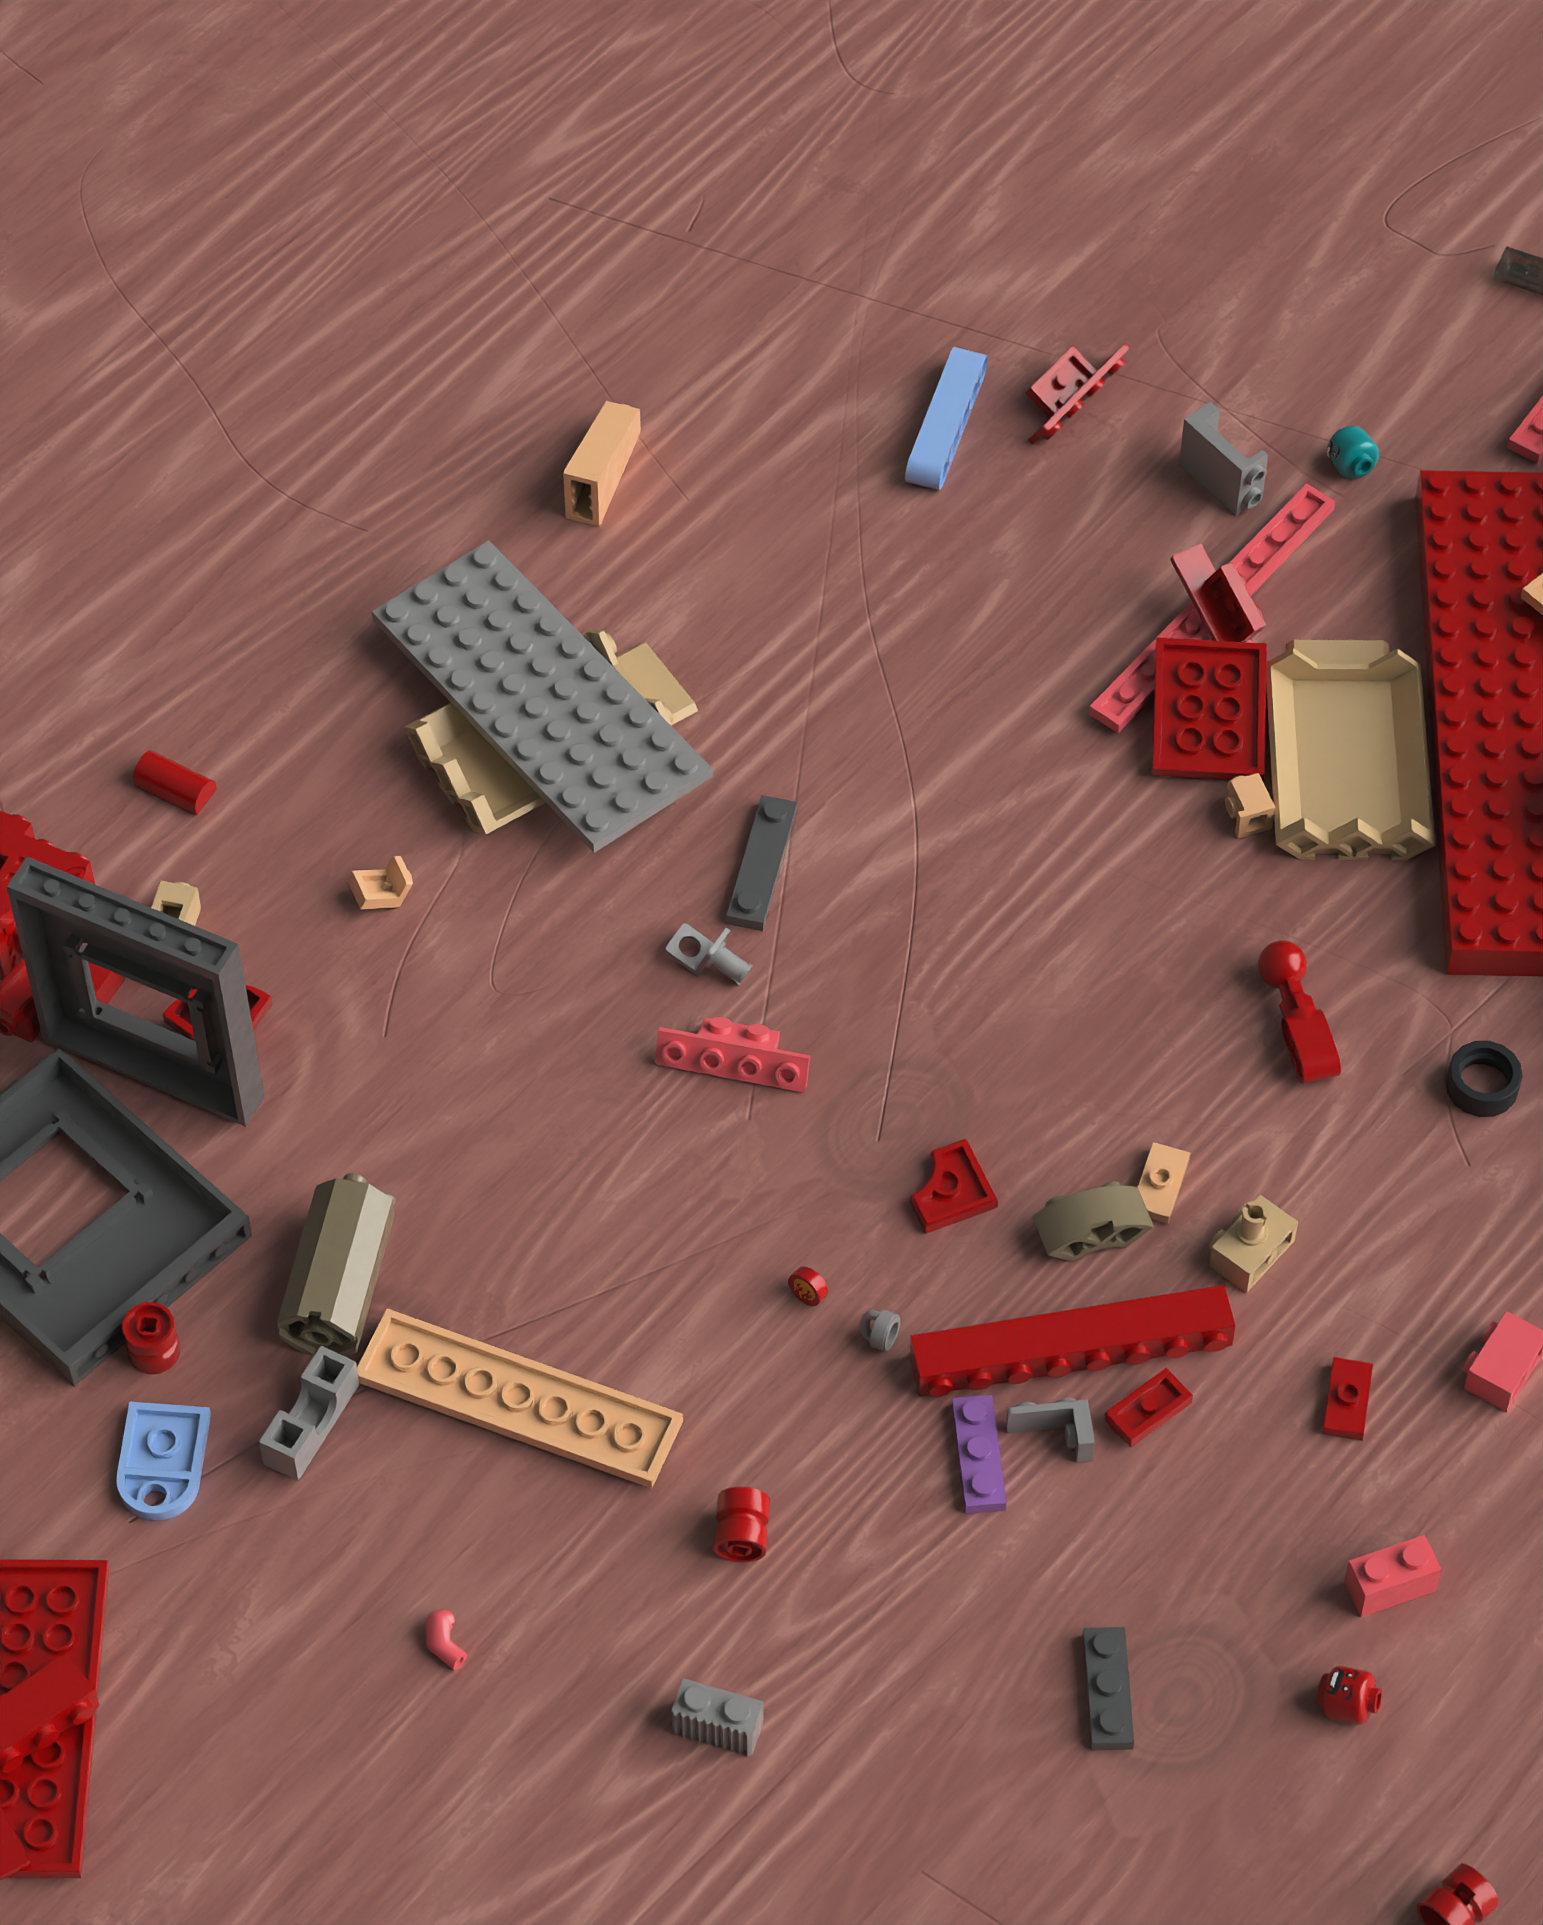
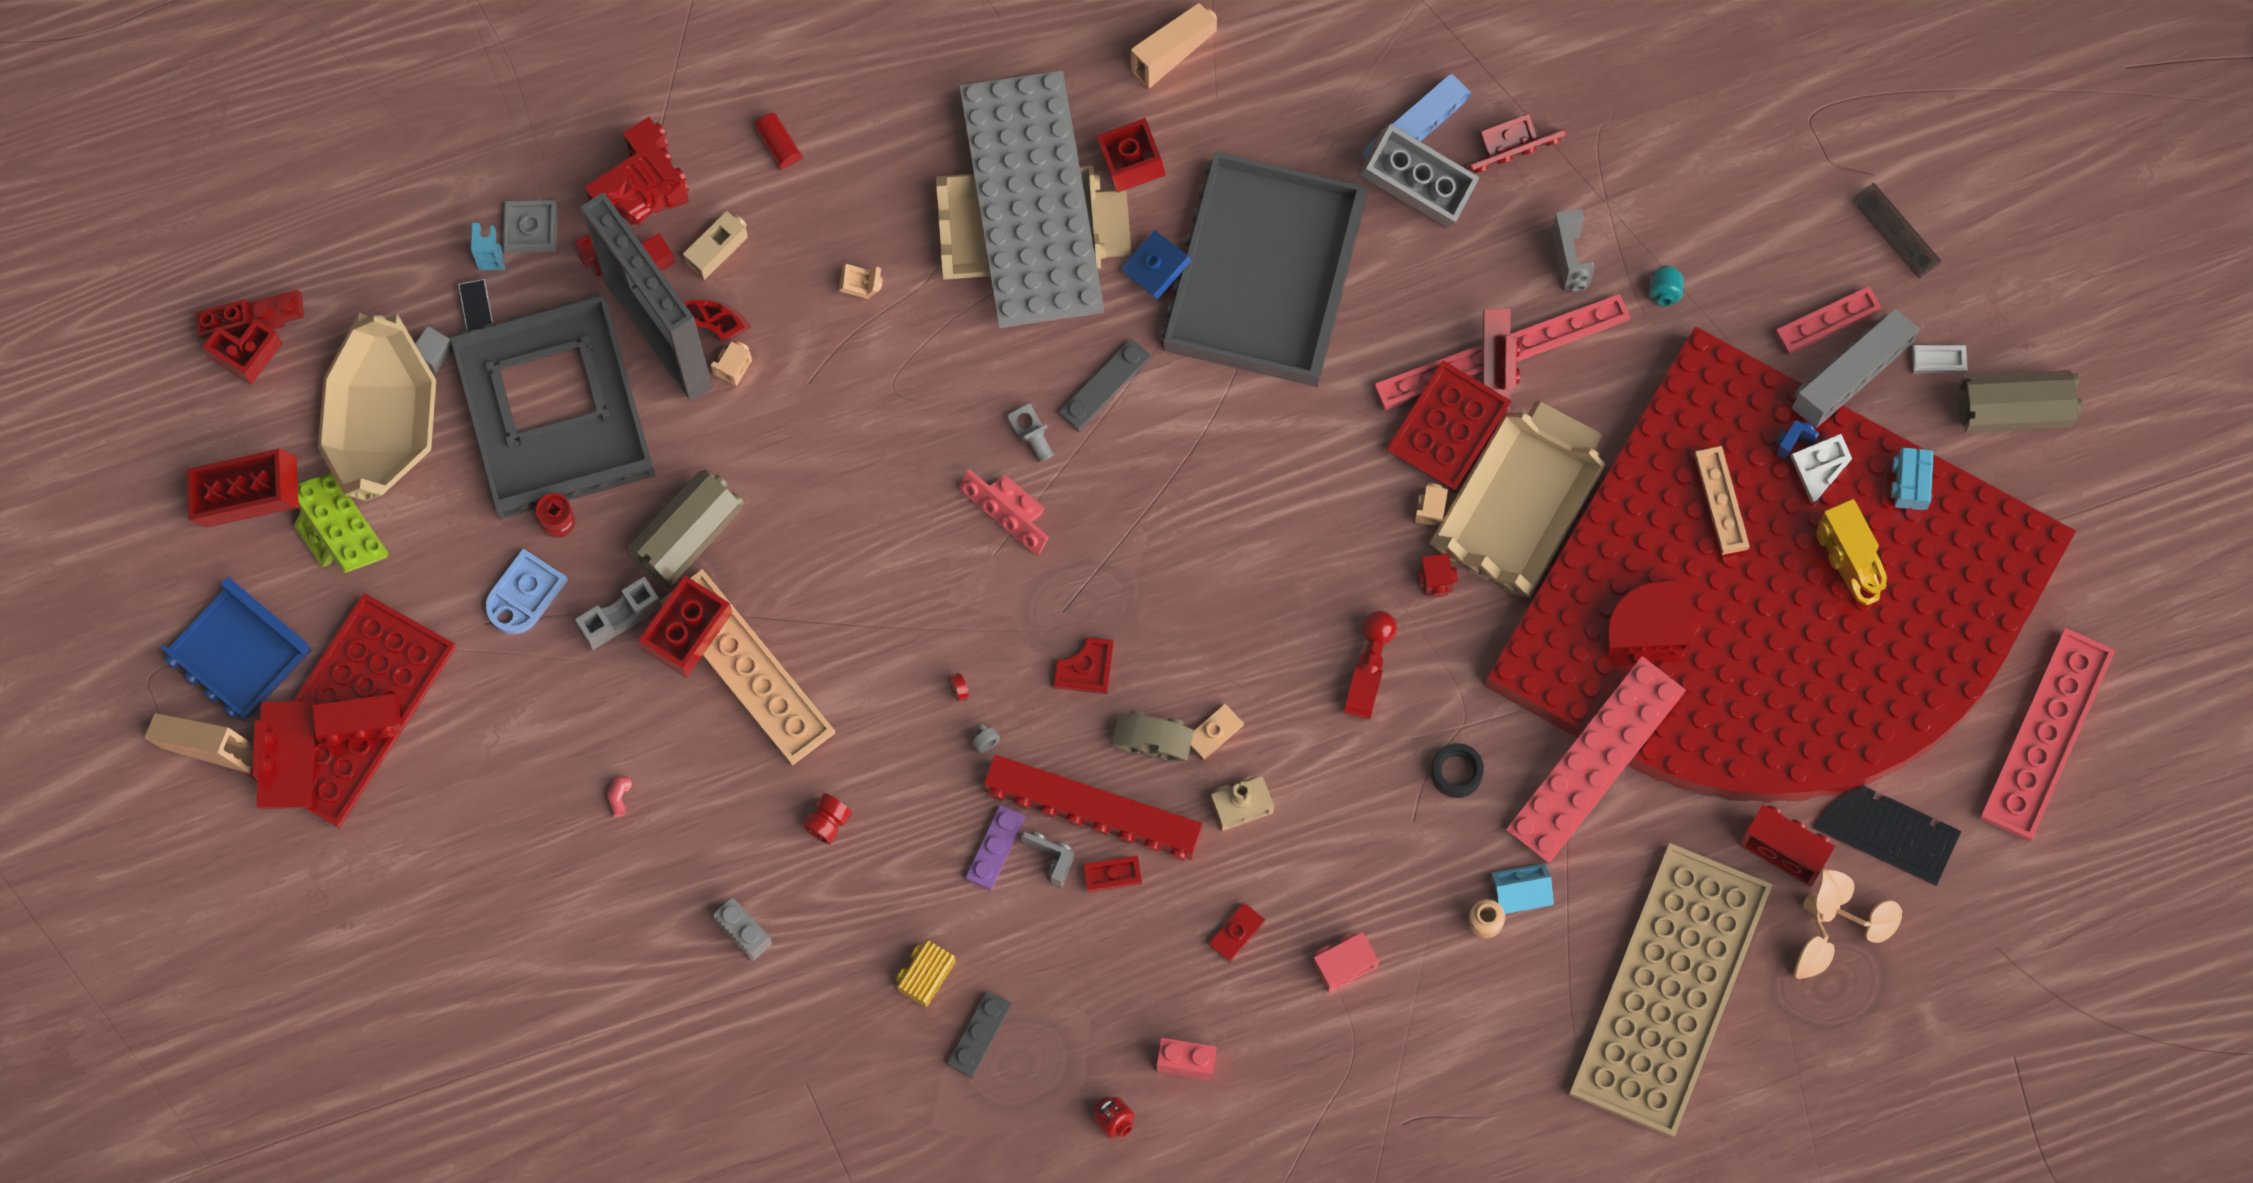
camera: 30 degrees right, 15 degrees up
(276, 1052) = (732, 363): none -> light nougat brick
(413, 1378) = (685, 626): none -> red brick
(631, 595) = (1131, 155): none -> red brick
(739, 698) = (1156, 264): none -> blue plate
(873, 648) = (1265, 269): none -> dark grey panel
(992, 459) = (1418, 175): none -> light grey brick
(992, 1646) = (925, 973): none -> yellow brick
(1307, 876) = (1437, 575): none -> red brick

